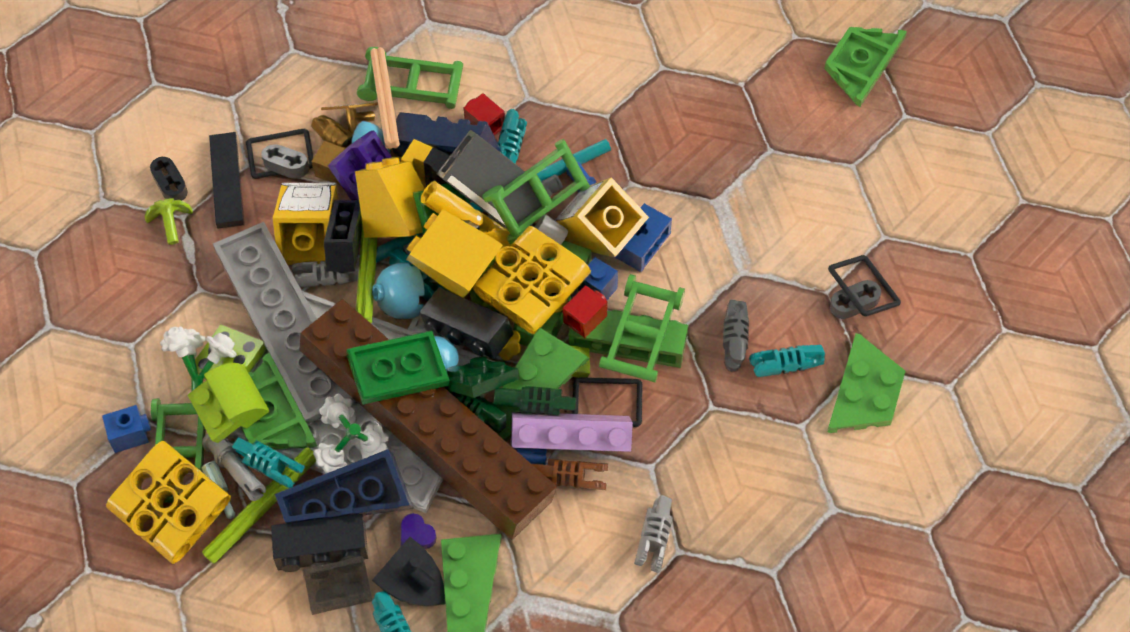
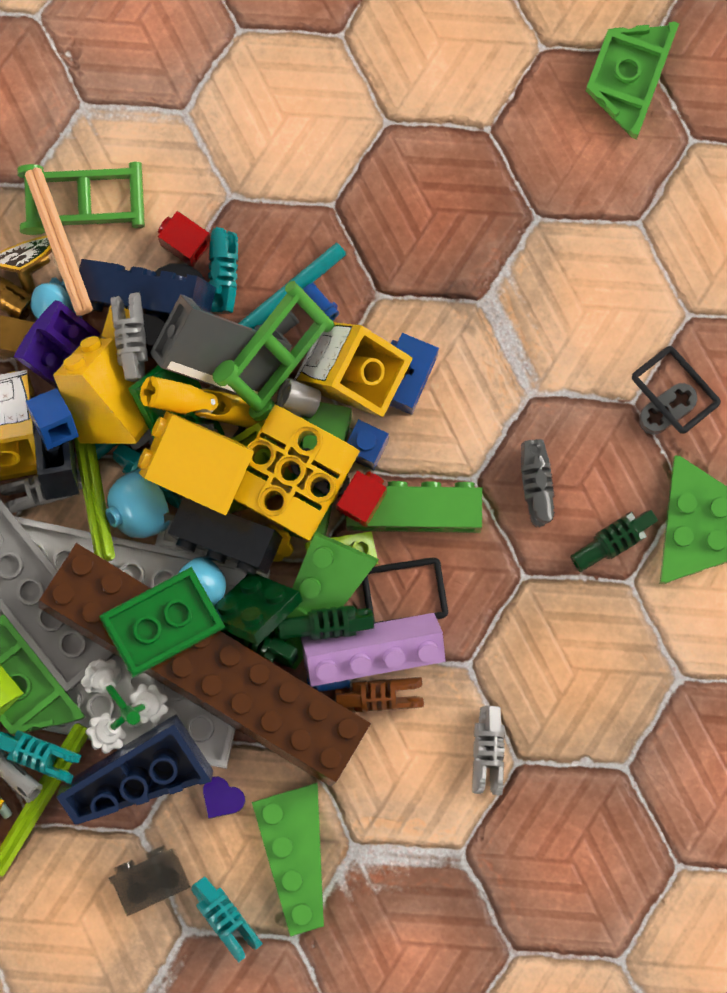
camera: 10 degrees left, 20 degrees up
(318, 541) = (117, 834): black brick -> none
(346, 207) = (52, 418): none -> blue brick
(412, 576) = (229, 853): black shield -> none
(423, 158) = (130, 336): none -> light grey hinge
(633, 288) = (462, 460): bright green piece -> none
(786, 360) = (601, 505): teal hinge -> none
(794, 388) = (614, 539): none -> dark green hinge

